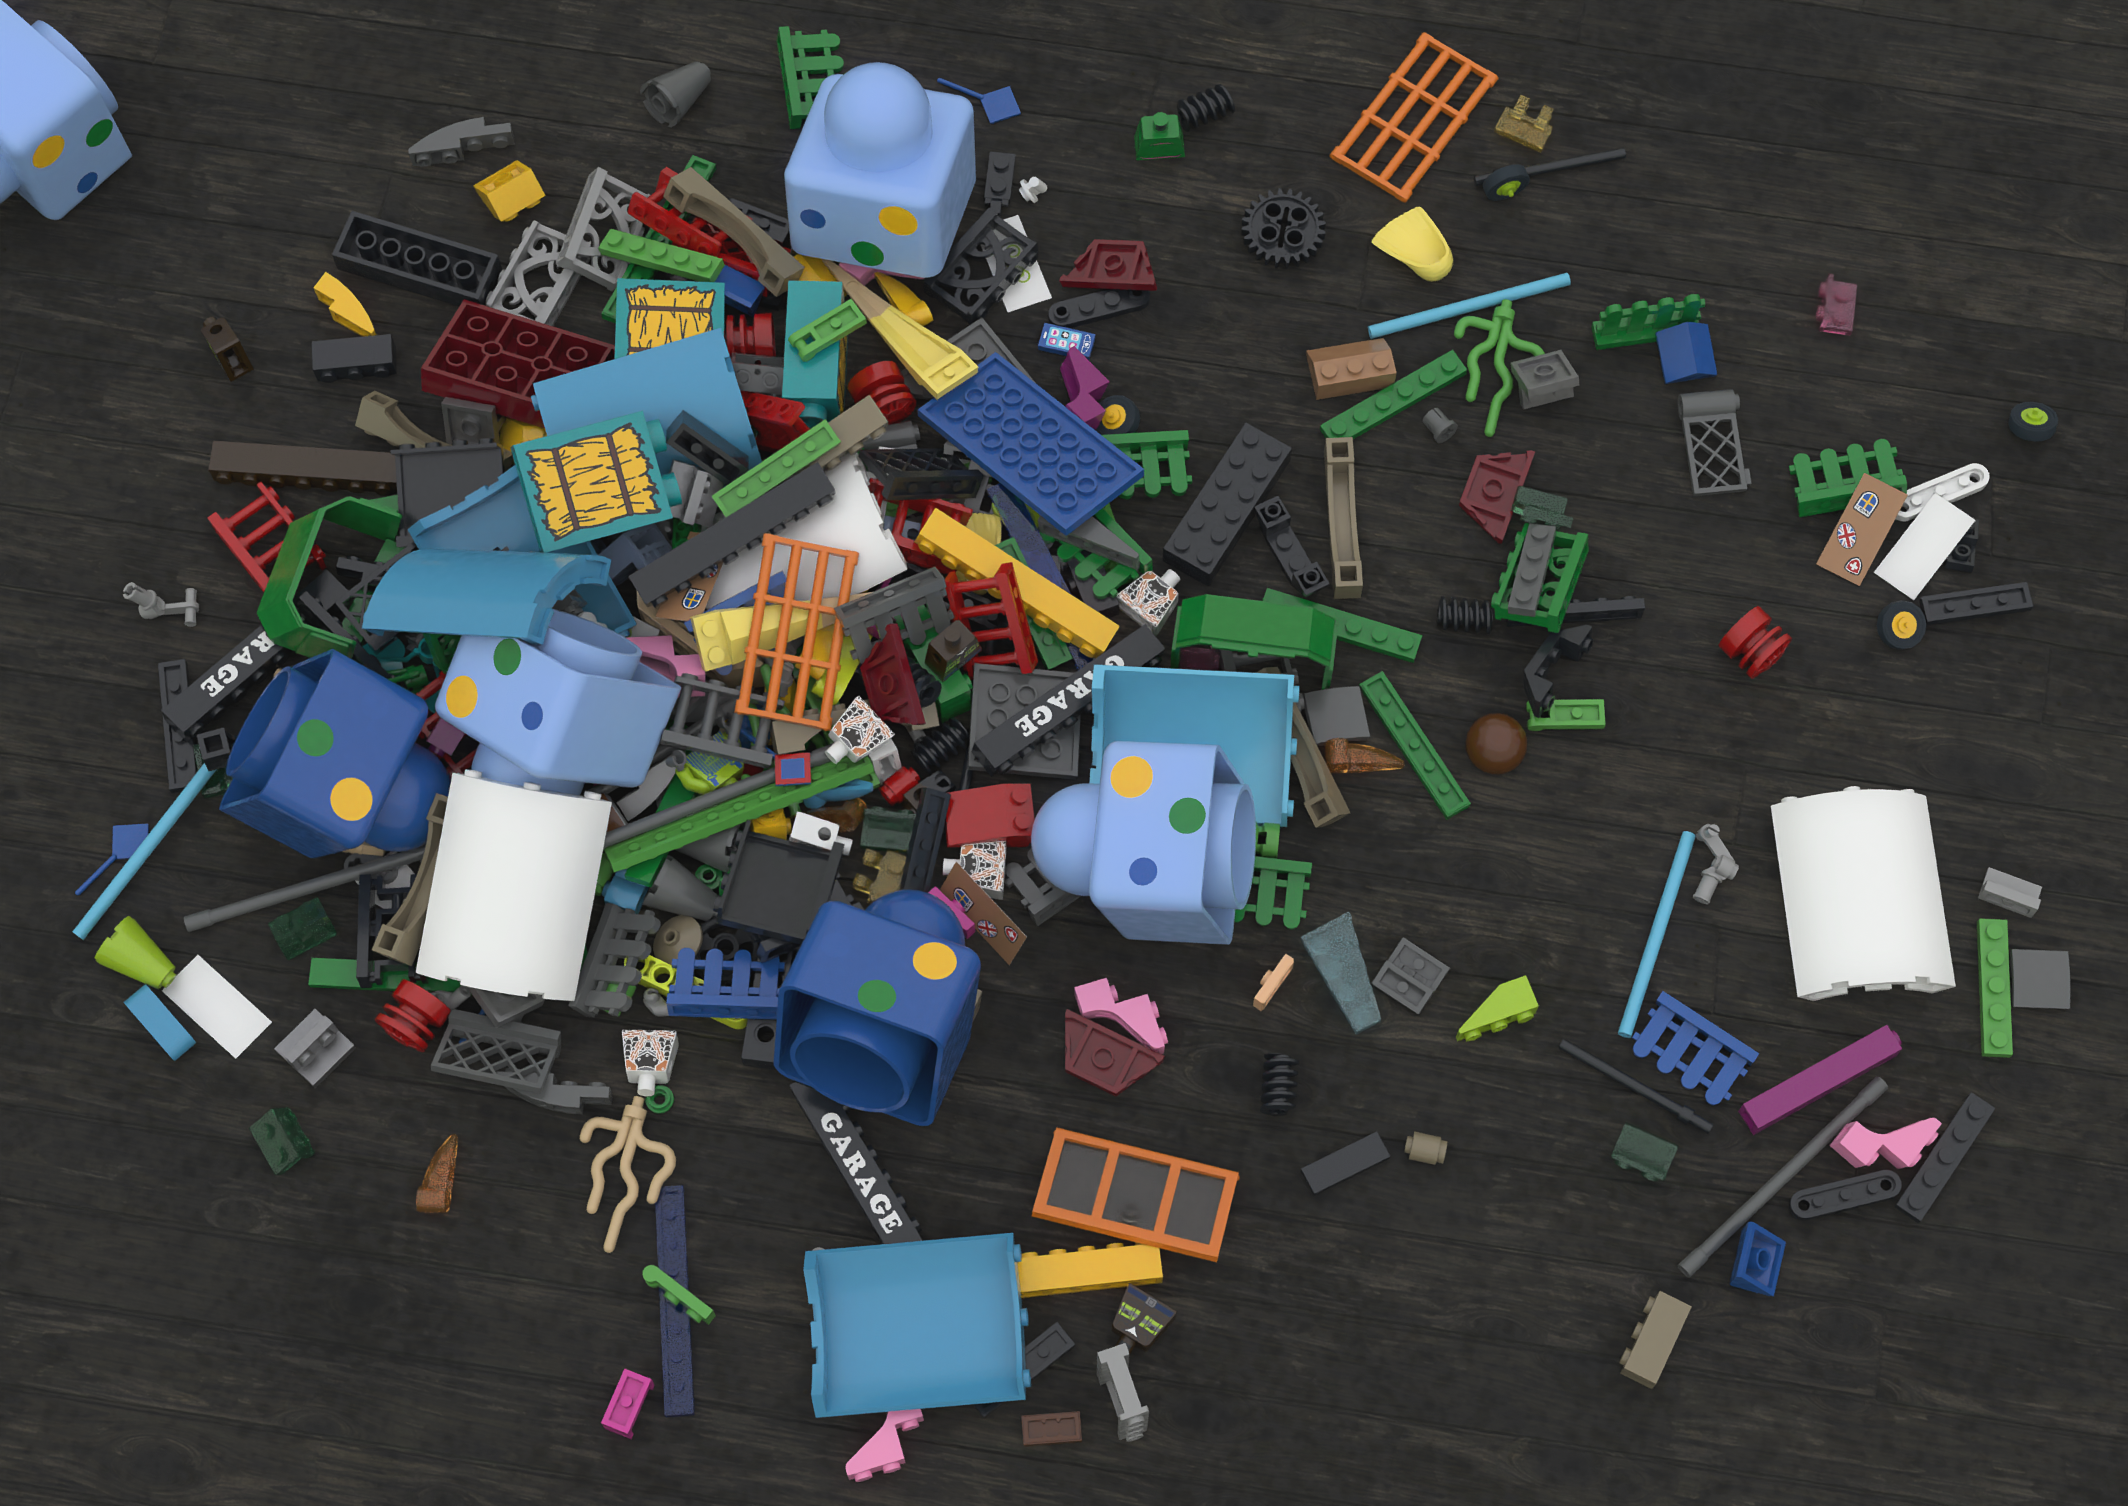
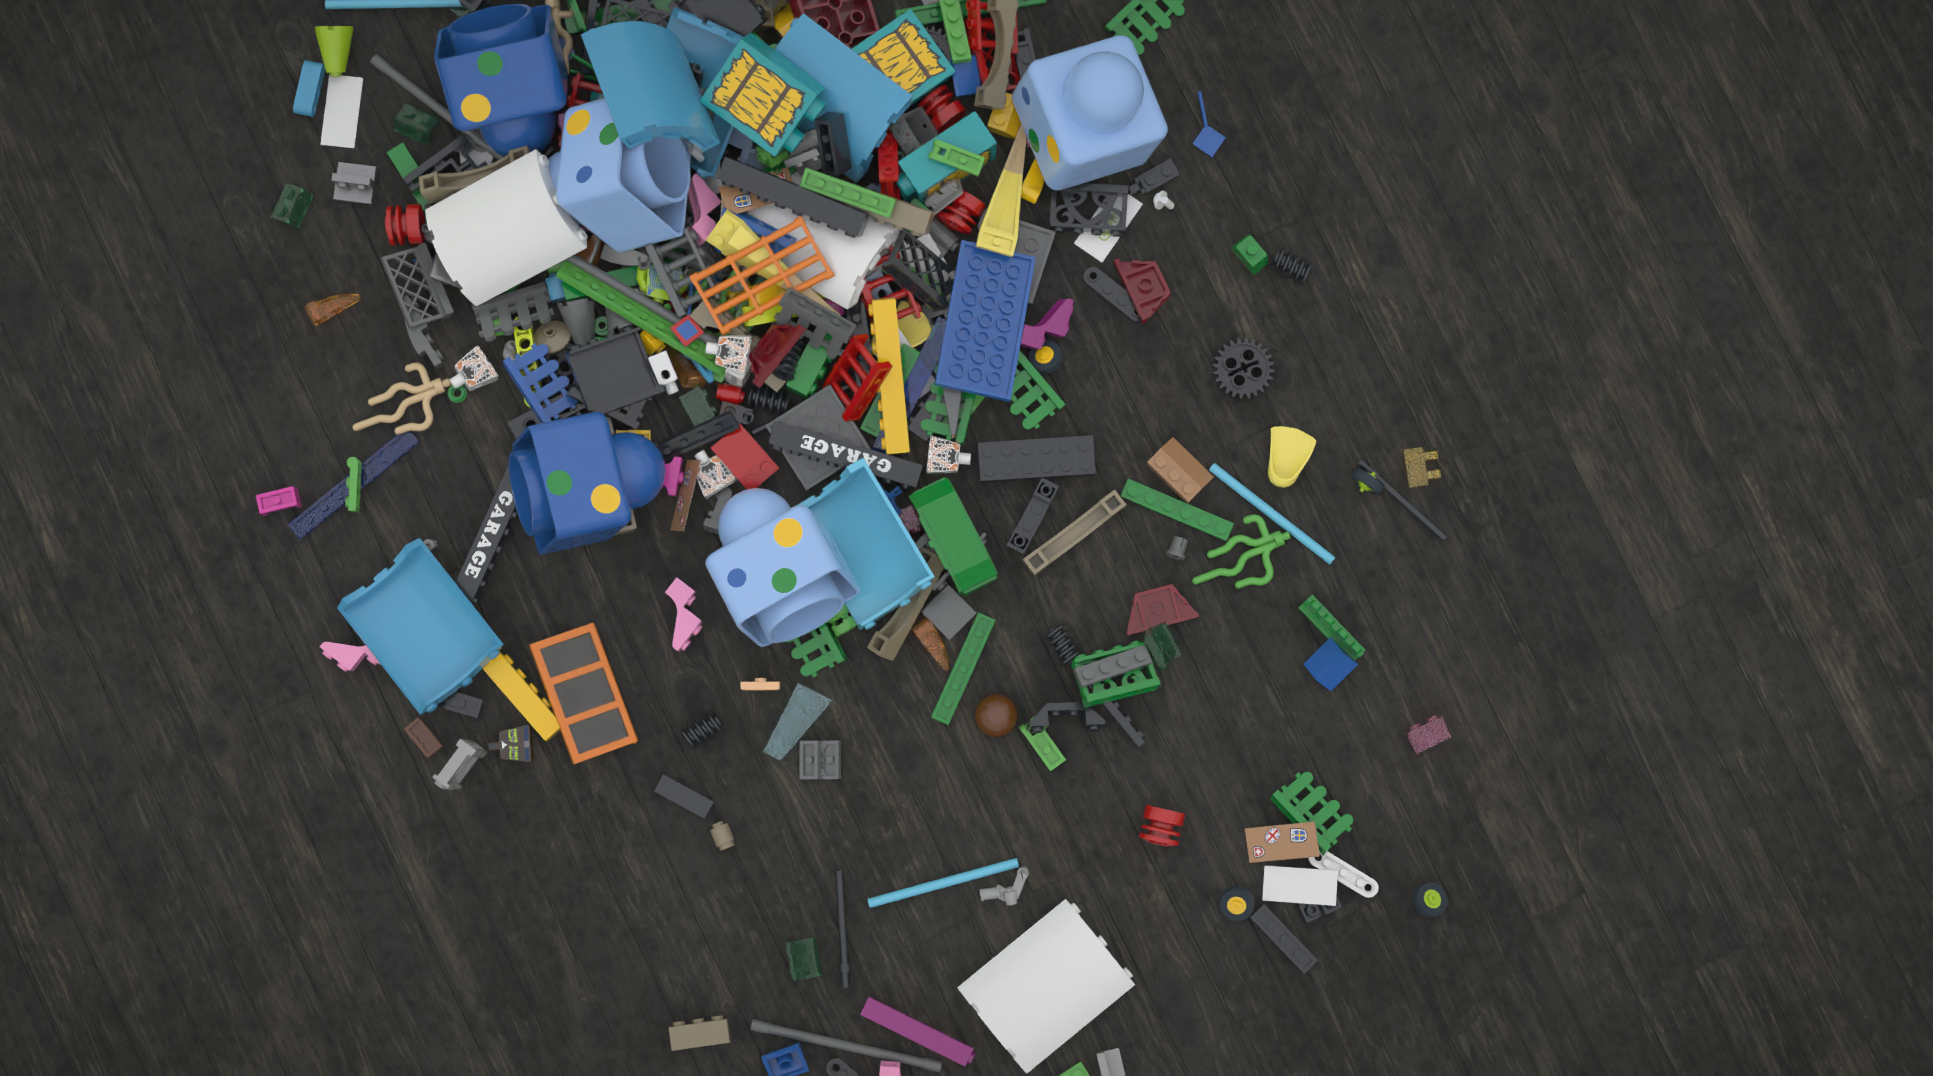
camera: 55 degrees right, 15 degrees up
(663, 538) = (768, 159): none -> bright green bracket
(856, 385) = (949, 192): none -> light grey hinge
(889, 874) = (668, 428): clear yellow plate -> none
(954, 647) = (820, 369): dark brown torso -> none
(1060, 339) = (1077, 291): tile -> none
(1105, 1056) = (651, 620): dark red wing -> none
(1360, 630) = (1008, 576): green plate -> none
(1416, 92) = (1359, 386): orange door -> none
(1506, 1004) = (837, 824): lime slope -> none
(1544, 379) = (1251, 590): flat silver bracket -> none
(1707, 408) = (1301, 699): dark grey piece -> none
(1709, 1050) = (891, 957): blue fence -> none

